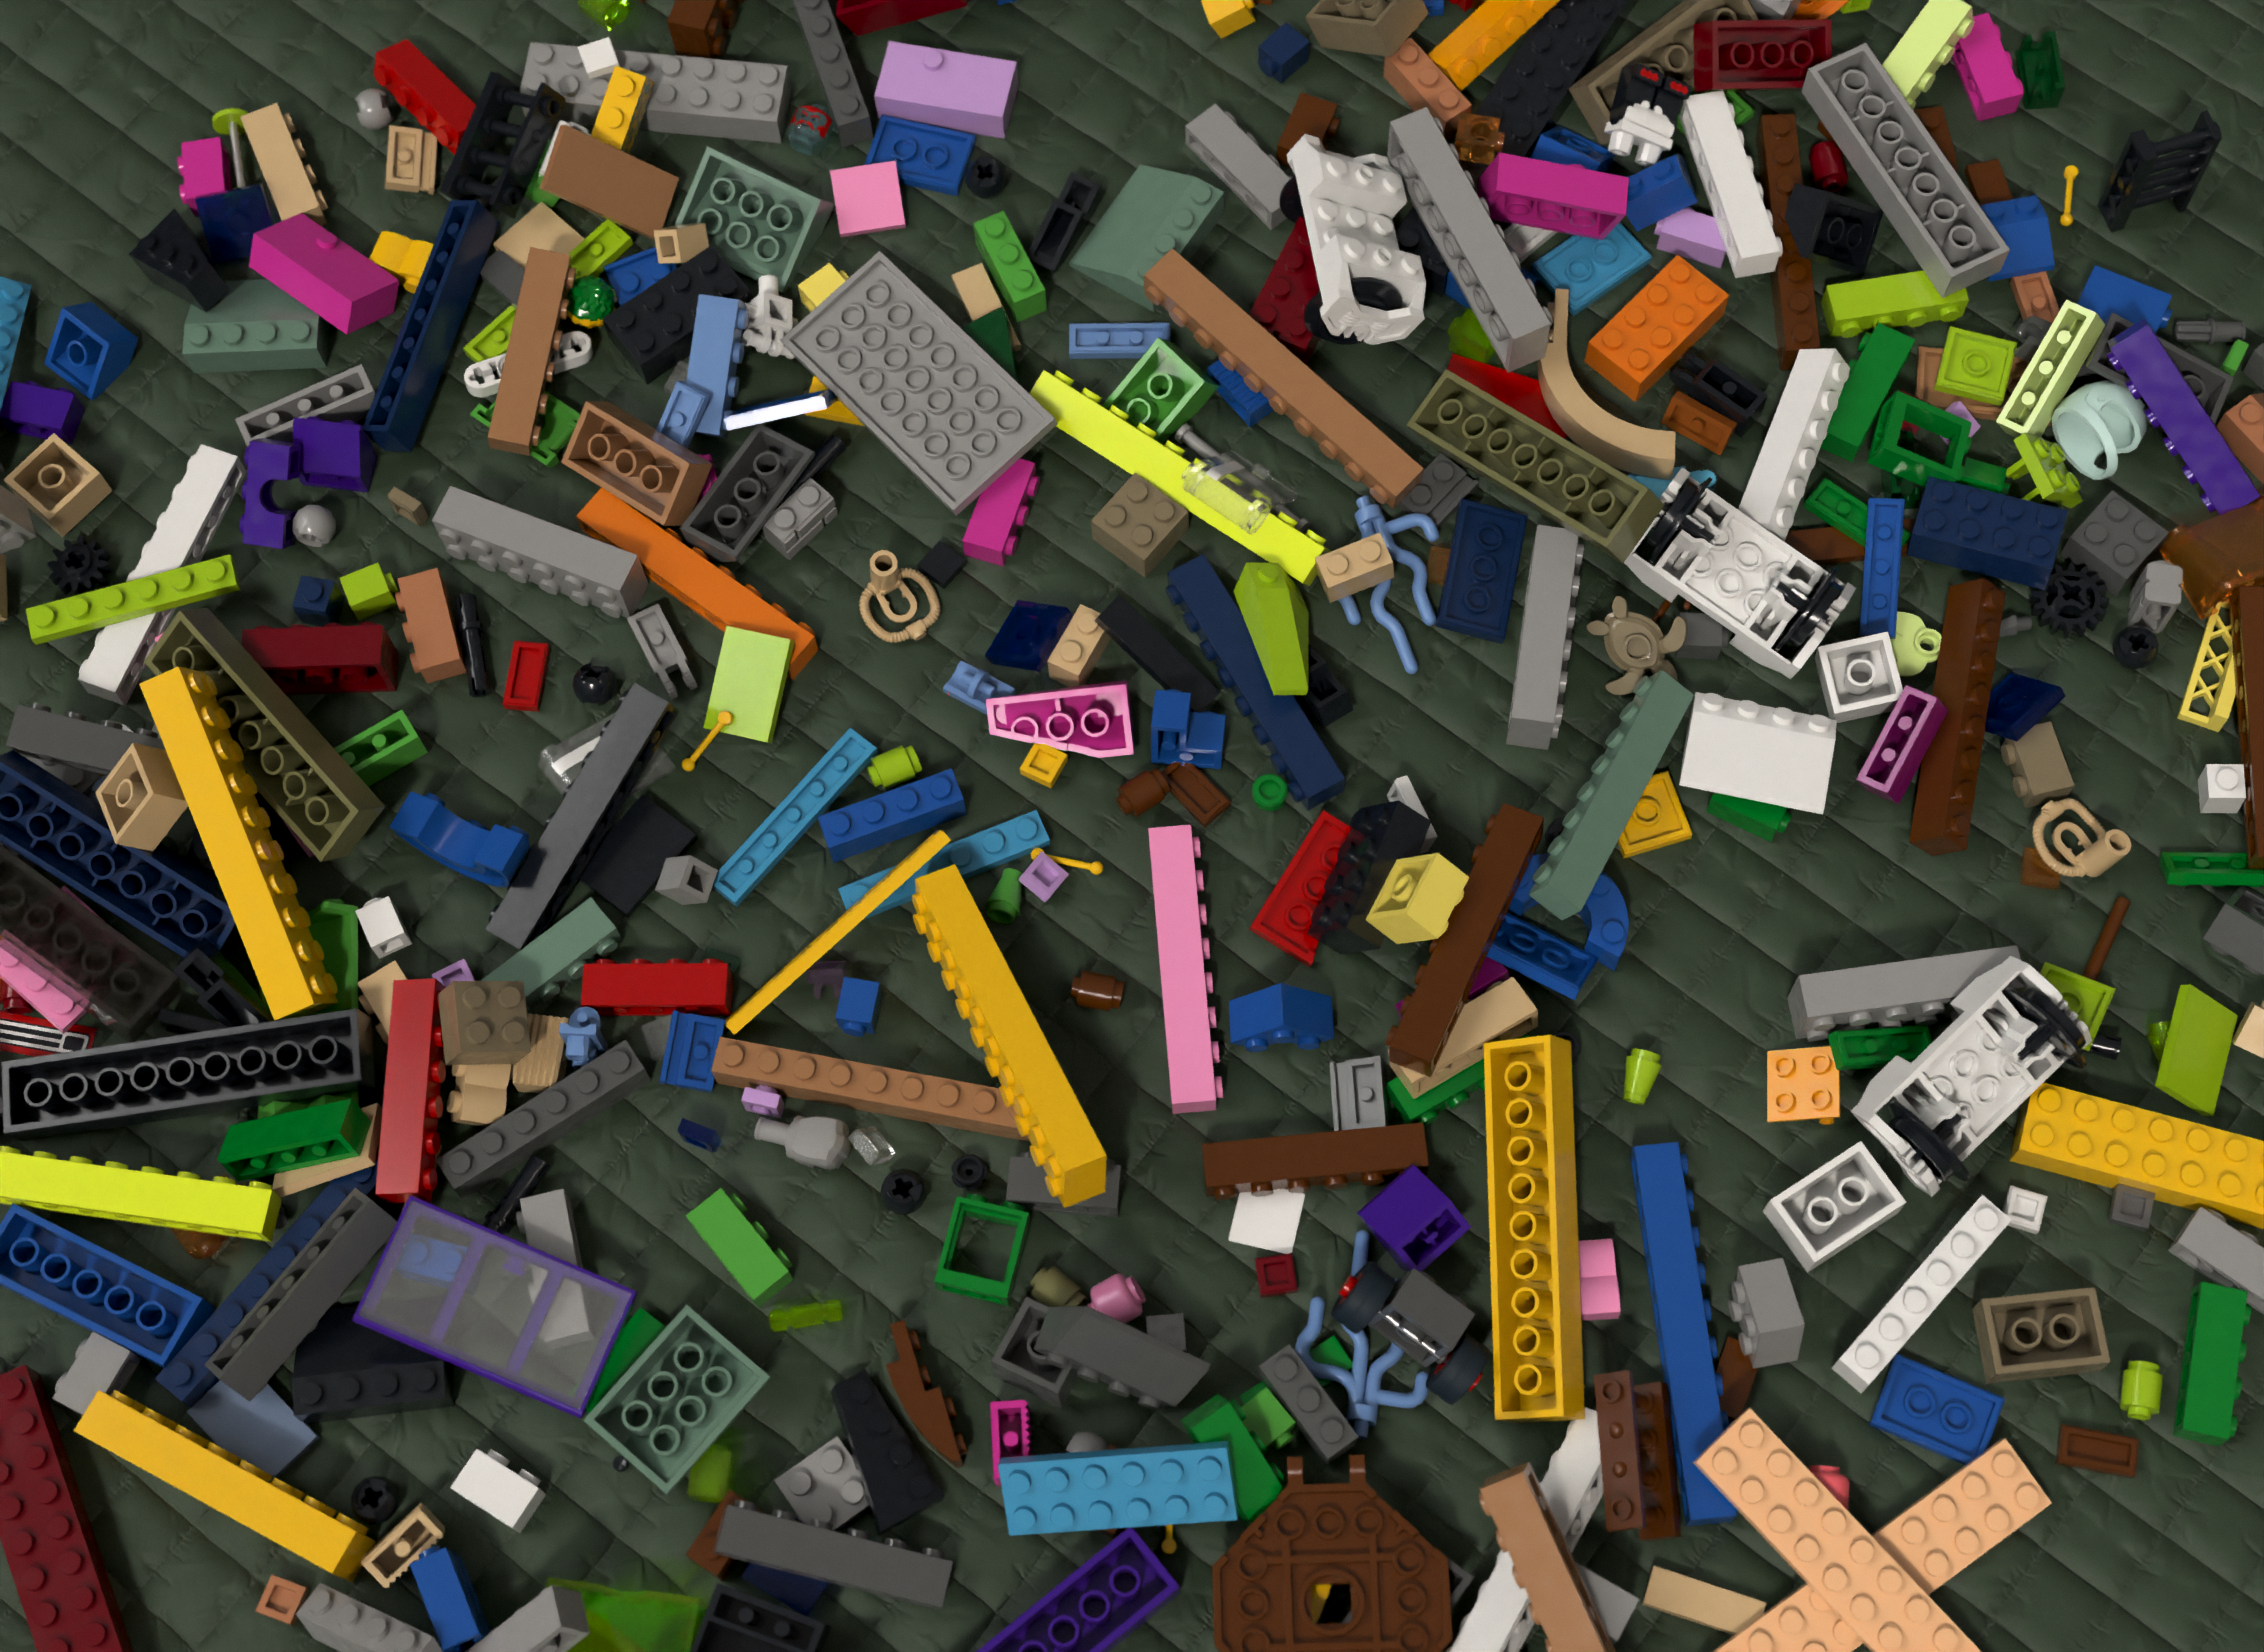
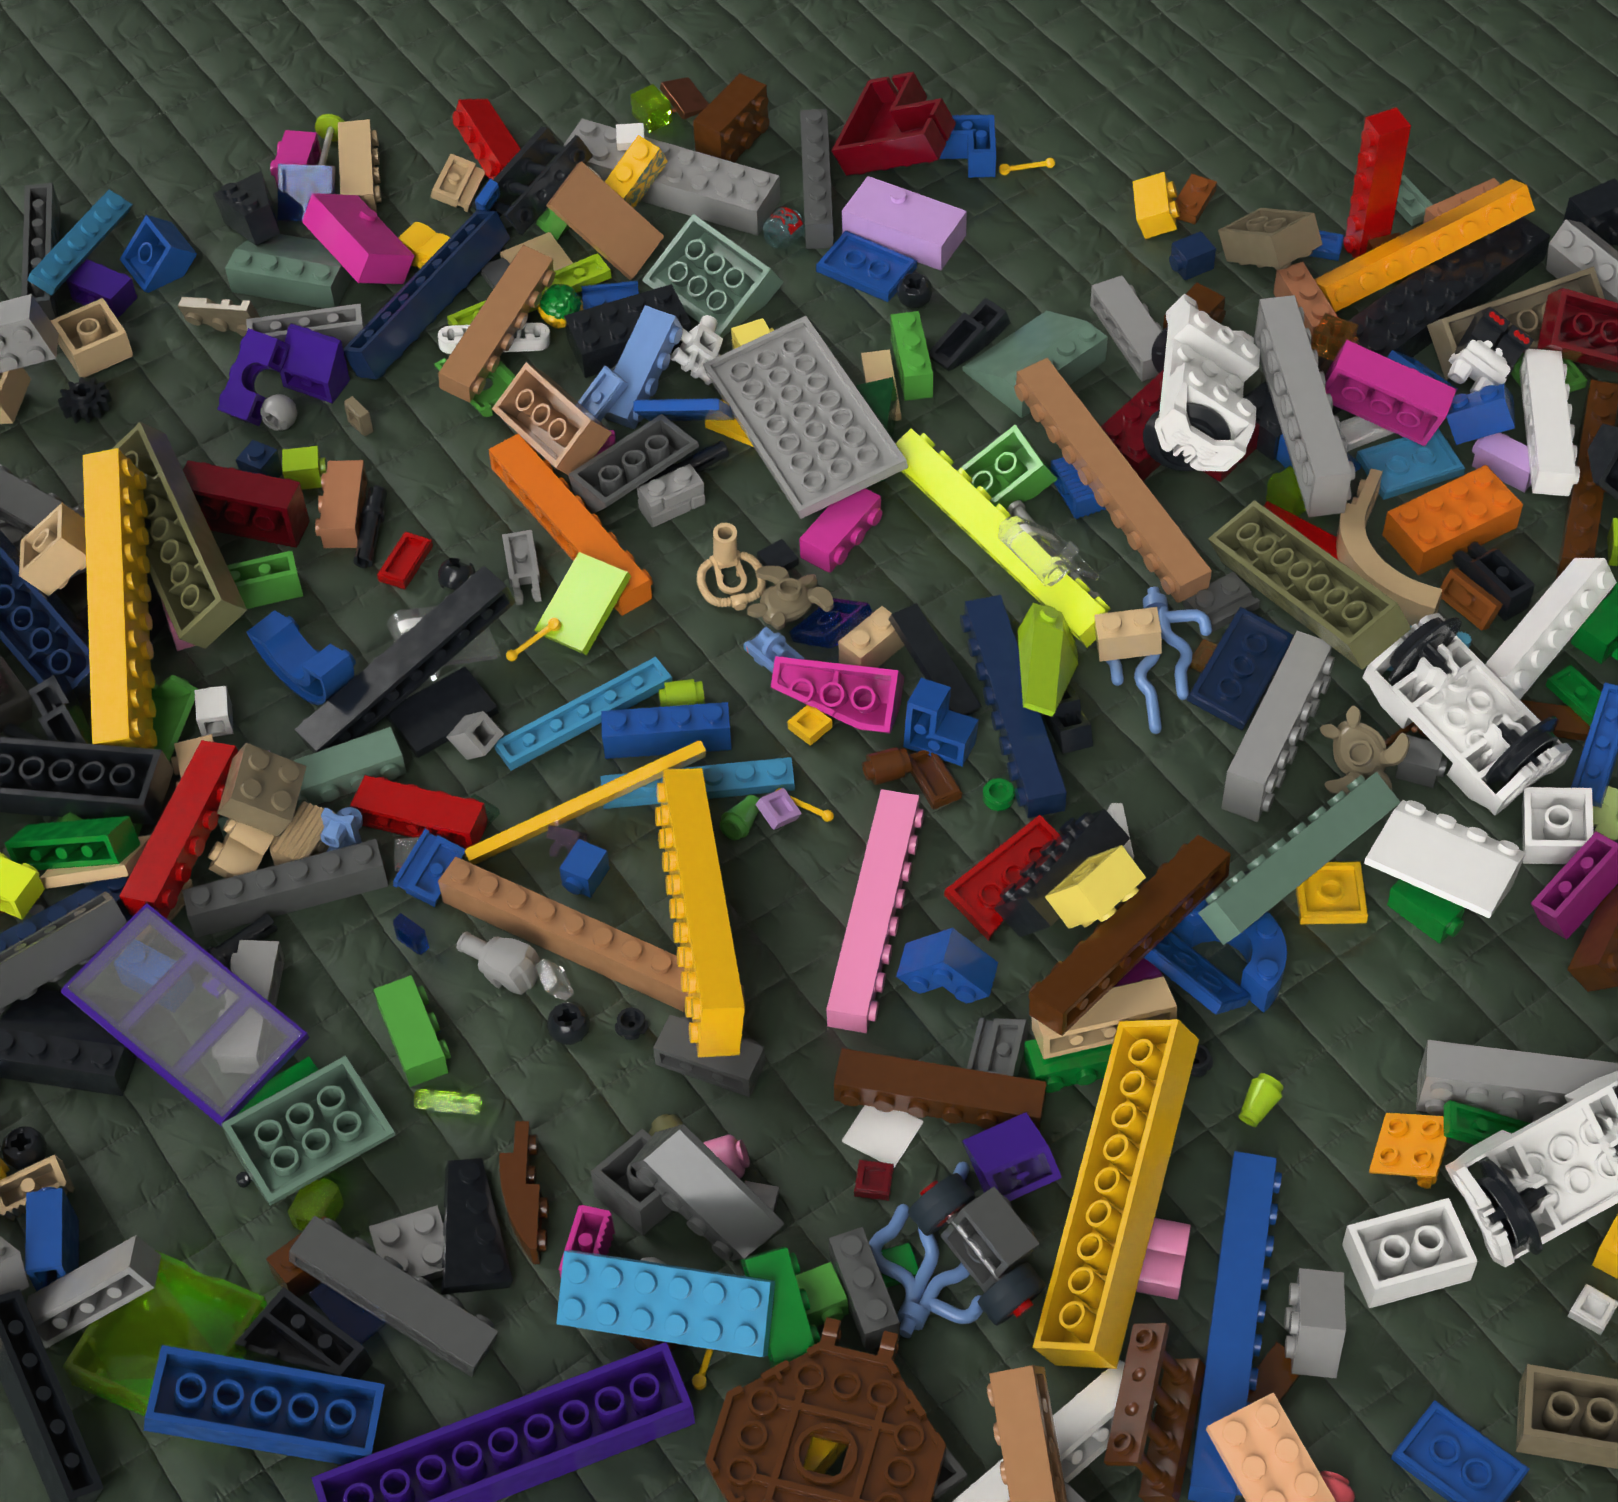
camera: 15 degrees right, 15 degrees down
(132, 599) = (110, 425): lime plate -> none
(169, 415) = (219, 316): none -> dark tan wing
(178, 541) = (159, 406): white brick -> none
(373, 109) = (443, 141): light grey piece -> none
(459, 182) = (487, 196): none -> blue tile
(498, 1489) = (130, 1168): white brick -> none
(540, 553) = (450, 468): light grey brick -> none
(680, 242) = (646, 277): tan brick -> none
(763, 1101) = (475, 921): lavender plate -> none
(867, 199) = (812, 285): bright pink tile -> none
(972, 617) = (788, 597): none -> dark tan animal
(974, 1286) = (604, 1116): green window -> none
(1097, 991) = (794, 908): reddish brown brick -> none
(1114, 339) = (976, 428): medium blue tile -> none
(1140, 525) = (954, 564): dark tan brick -> none
(1921, 1294) = (1472, 1352): white brick -> none

